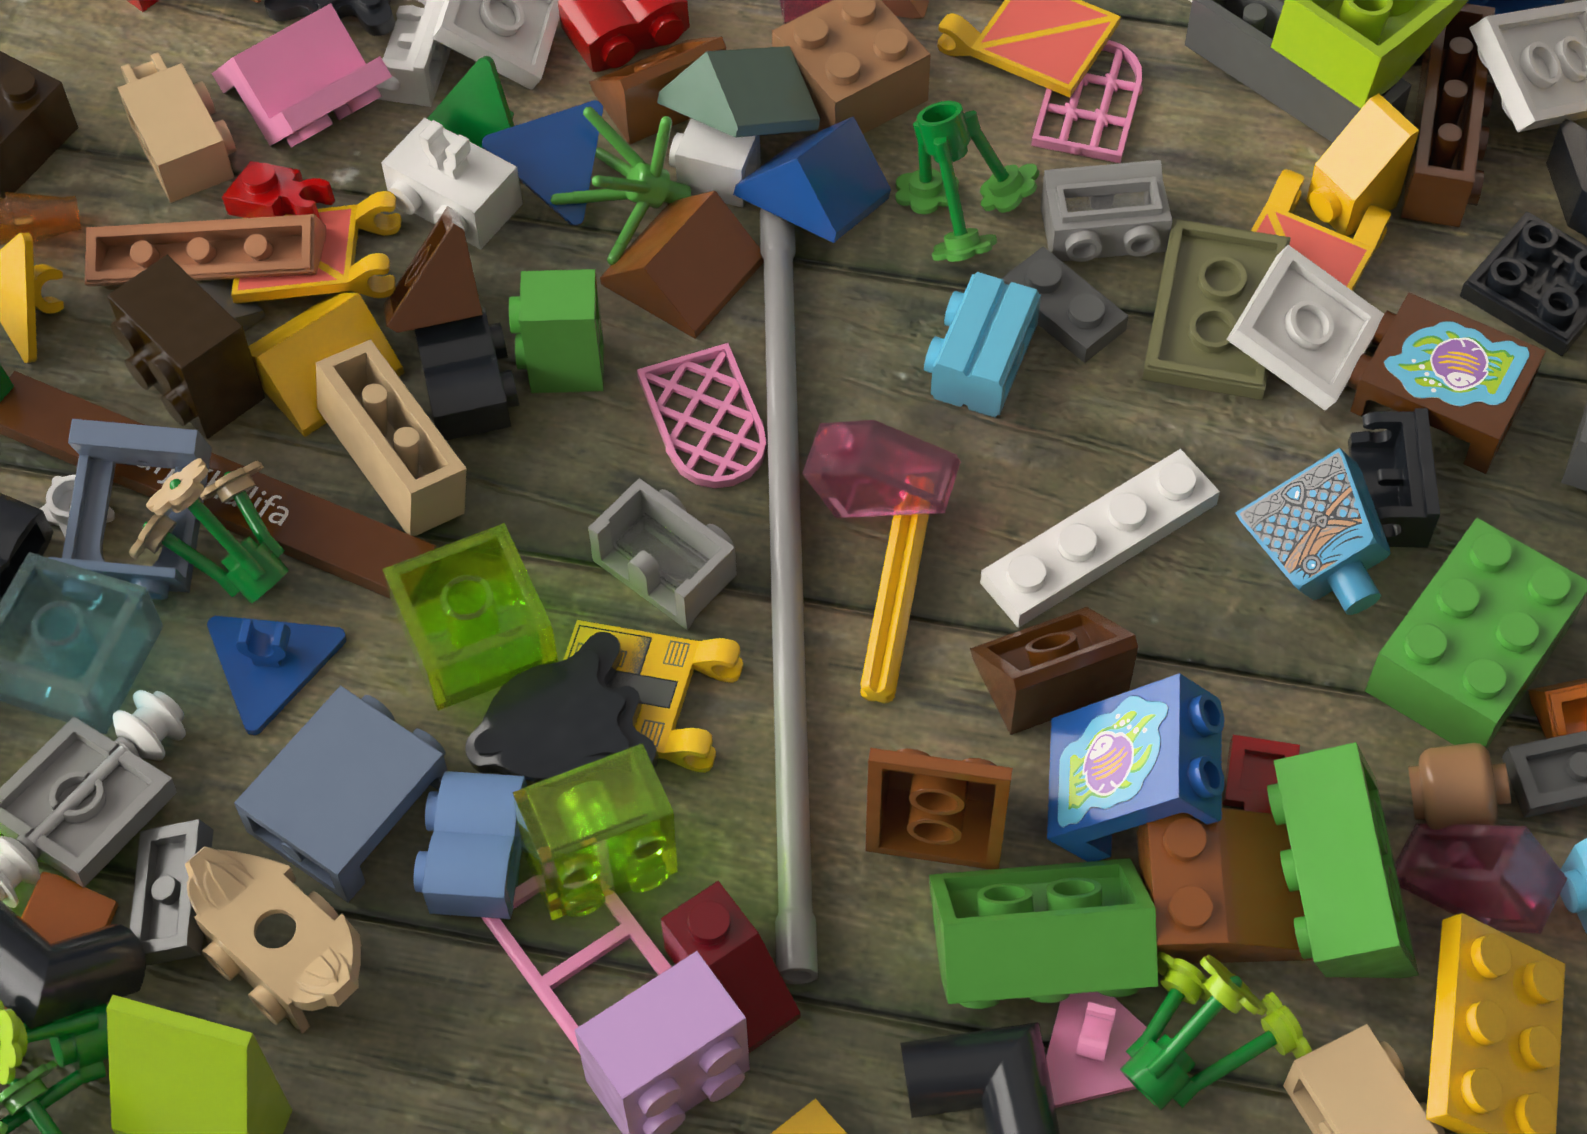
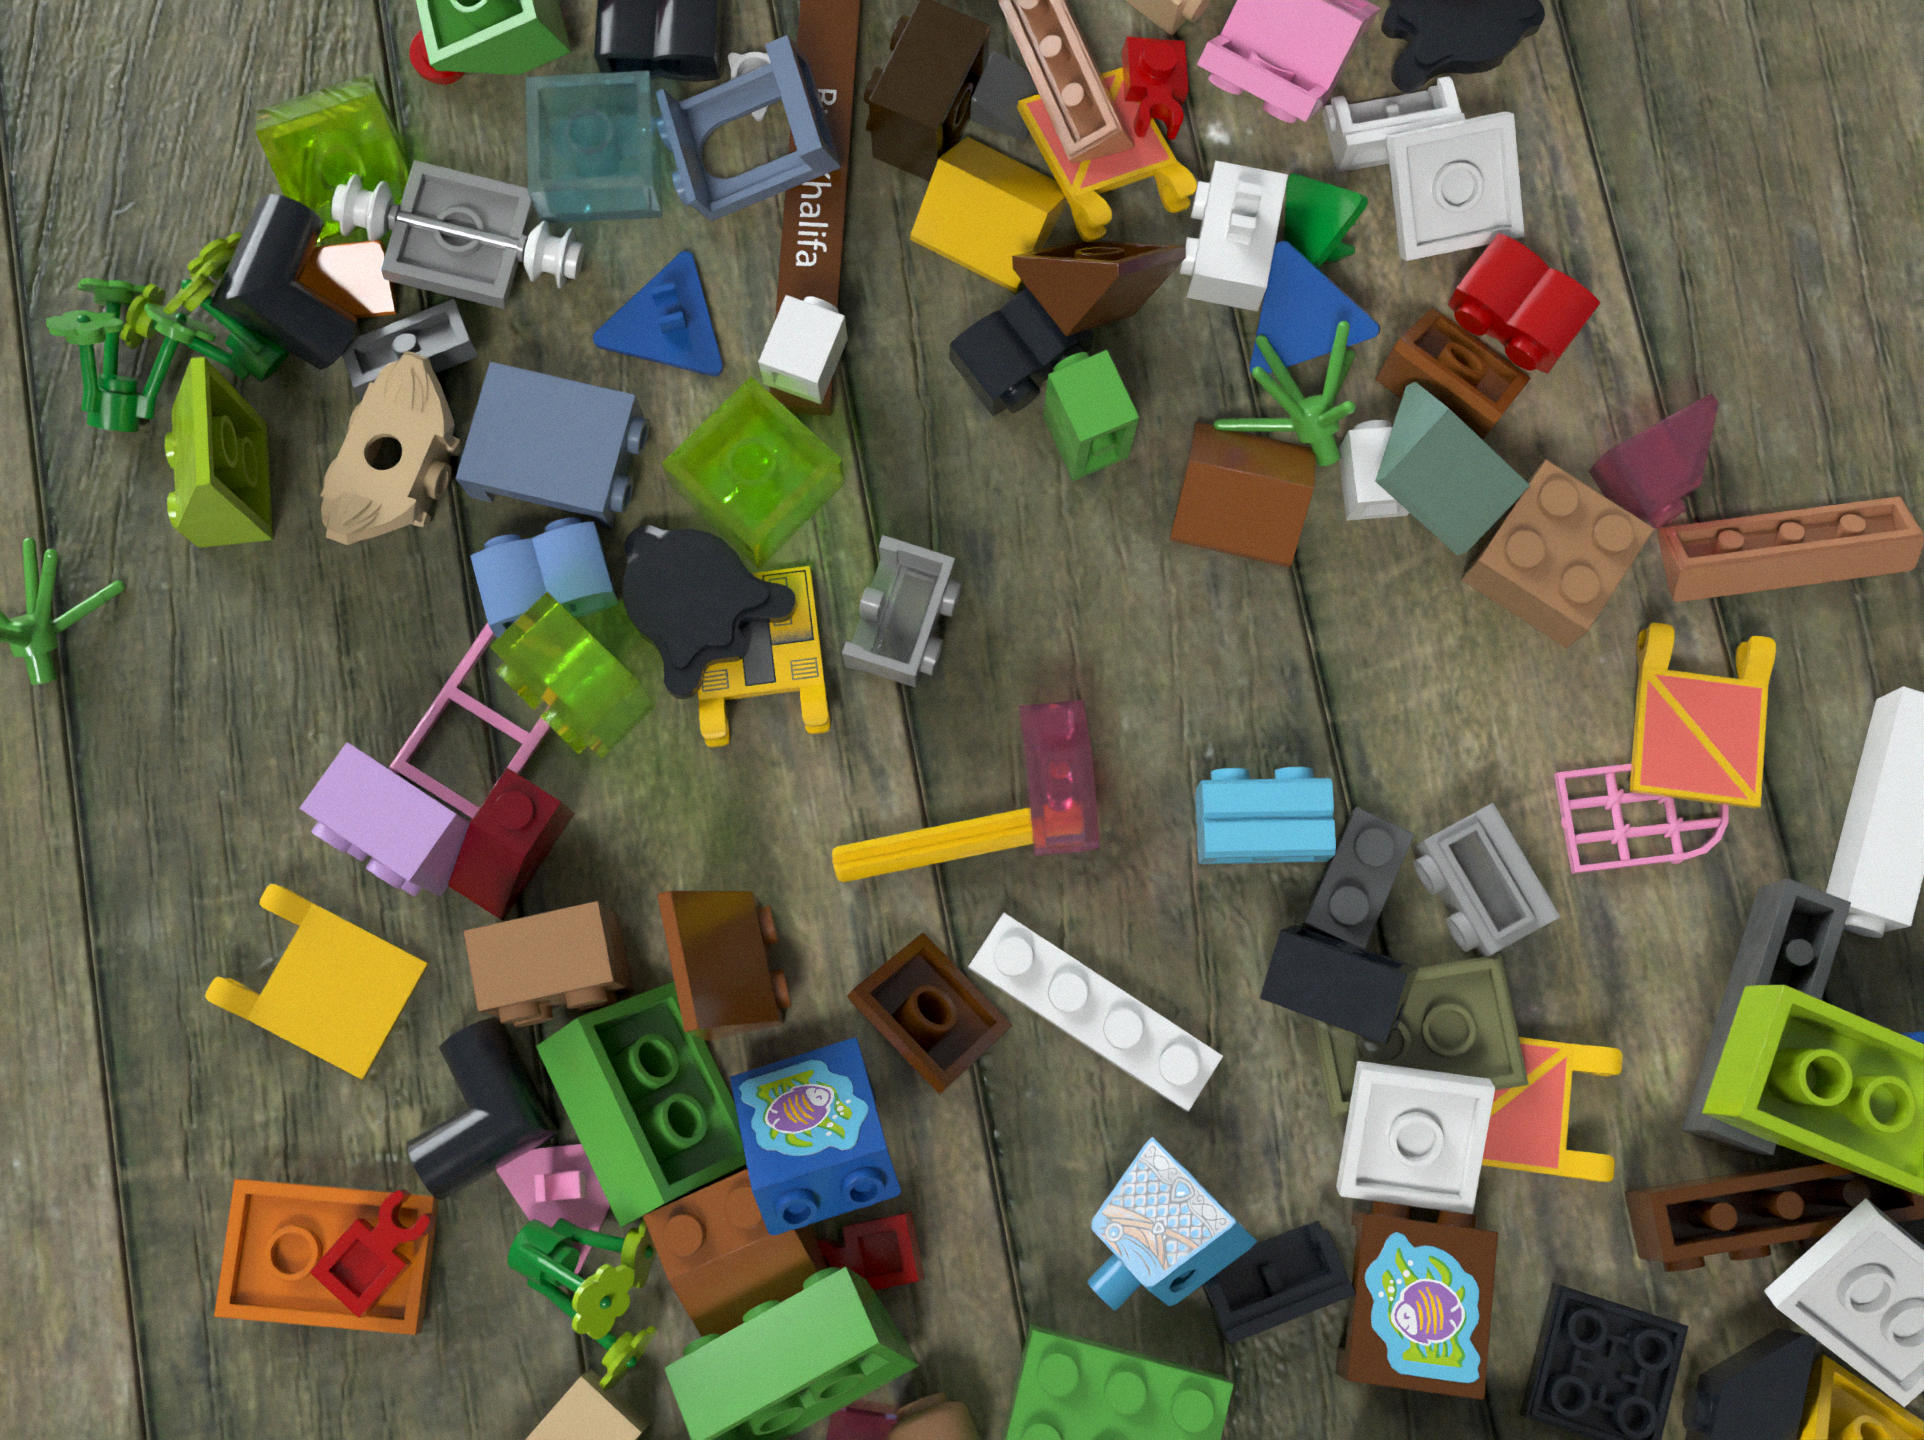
camera: 65 degrees right, 20 degrees up
(250, 566) = (738, 257): plant -> none
(372, 529) = (804, 348): none -> white brick
(391, 438) = (912, 315): tan brick -> none
(690, 363) = (1098, 630): bright pink window -> none
(795, 919) = (582, 881): light grey piece -> none
(820, 182) = (1387, 582): blue slope -> none
(875, 950) = (548, 963): none -> medium nougat brick
(945, 133) = (1441, 693): plant -> none
(1152, 333) = (1338, 983): none -> black hinge
(1363, 166) = (1646, 1132): yellow slope -> none

